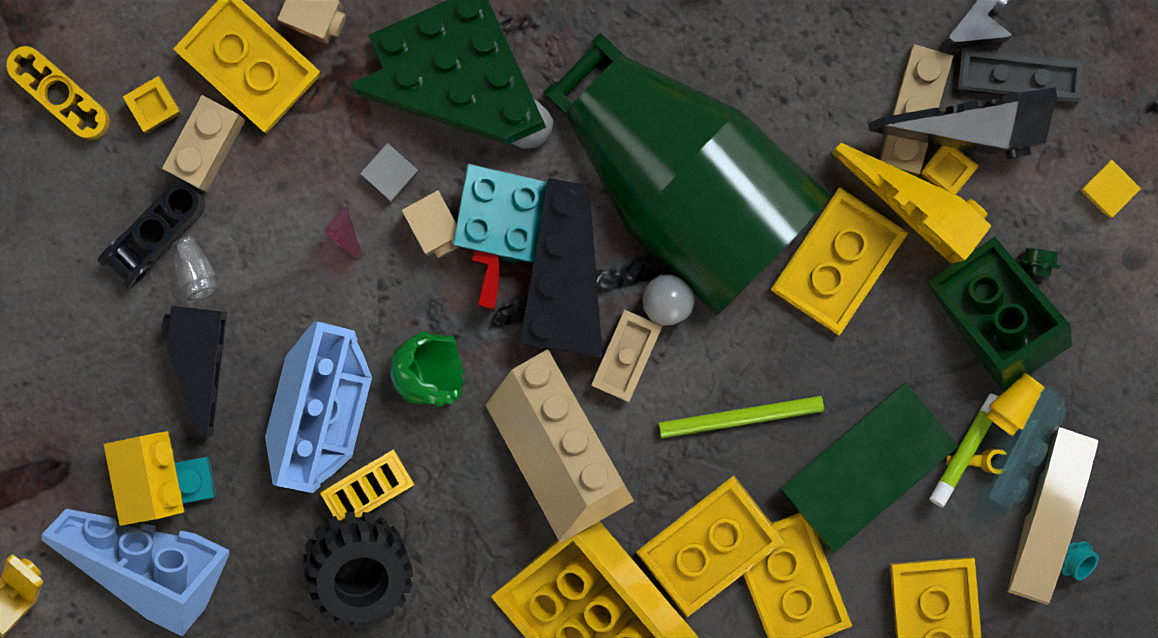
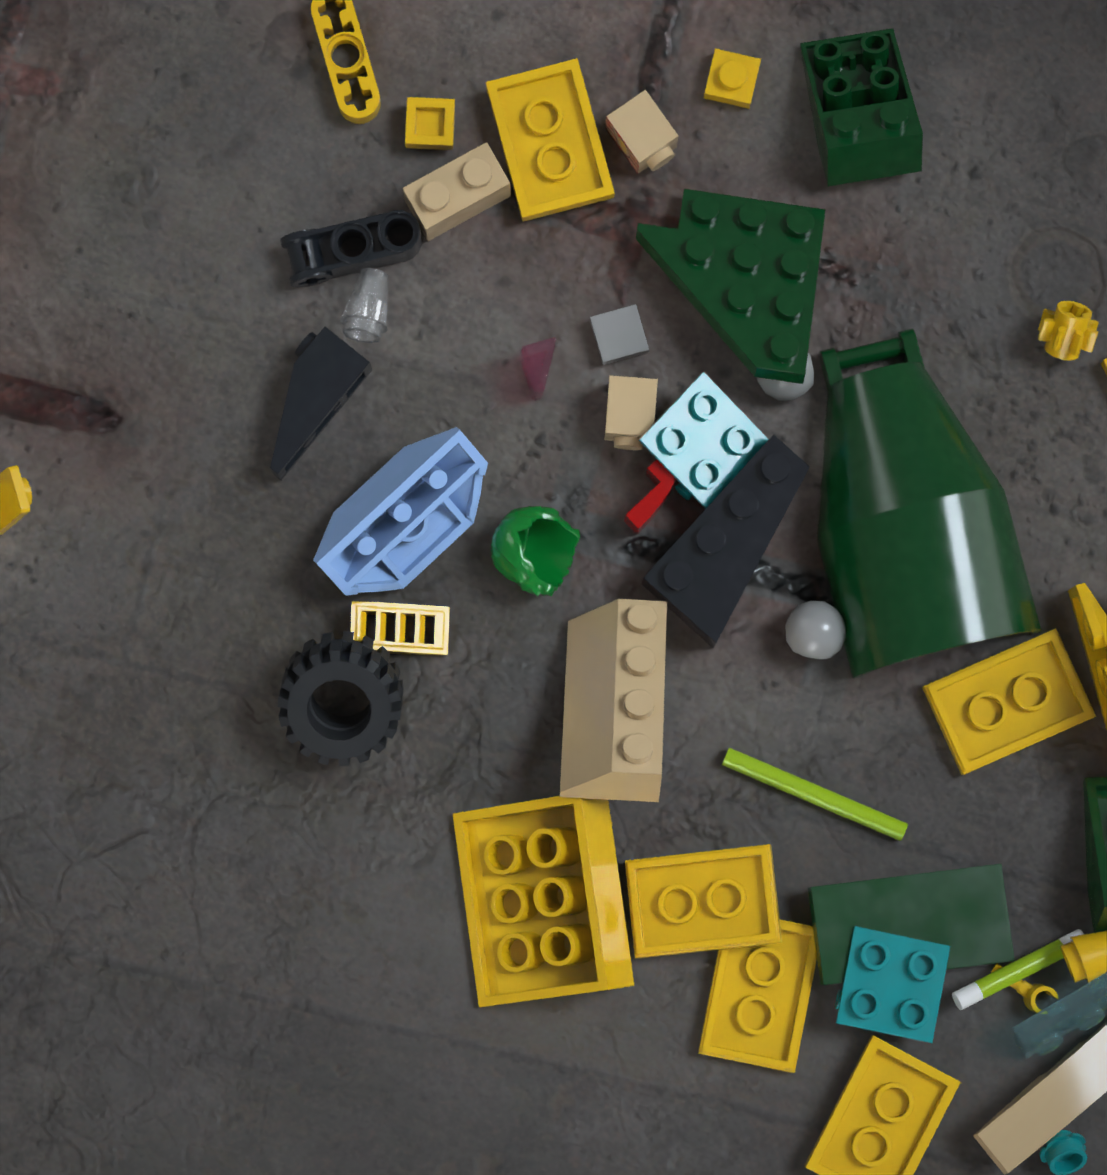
camera: 30 degrees right, 5 degrees down
(143, 478) = (189, 477): yellow brick -> none
(149, 570) = (136, 576): light blue wedge -> none
(195, 479) = (231, 511): teal plate -> none
(626, 355) = (739, 660): tan plate -> none
(883, 520) = (892, 984): none -> teal hinge

